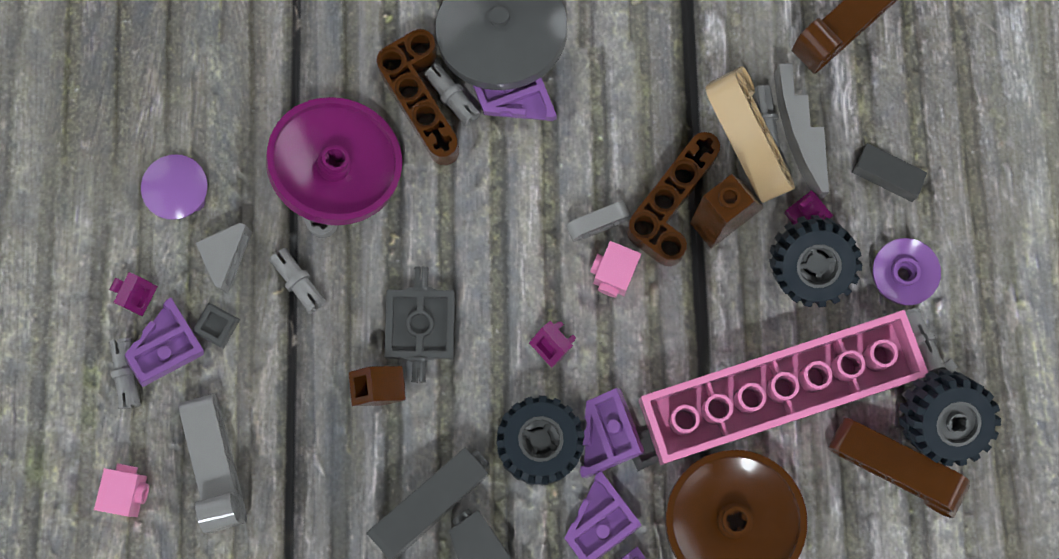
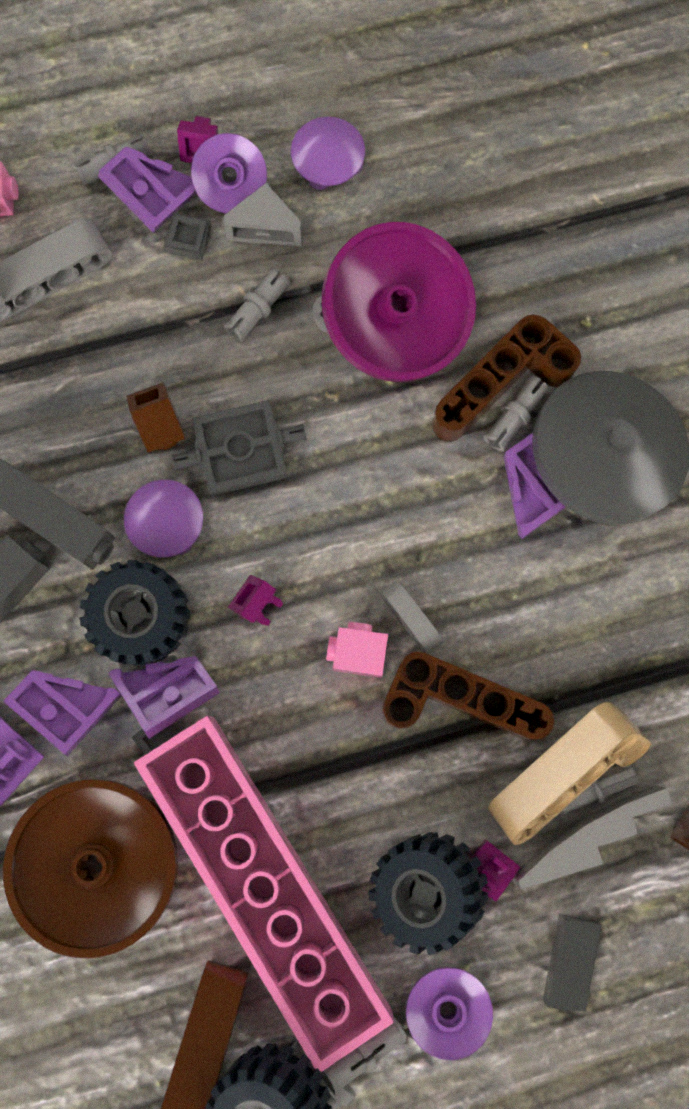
camera: 75 degrees right, 0 degrees up
(184, 262) = (225, 152): none -> medium lavender dish
(462, 403) = (163, 518): none -> medium lavender dish
(724, 210) = (464, 766): reddish brown slope -> none

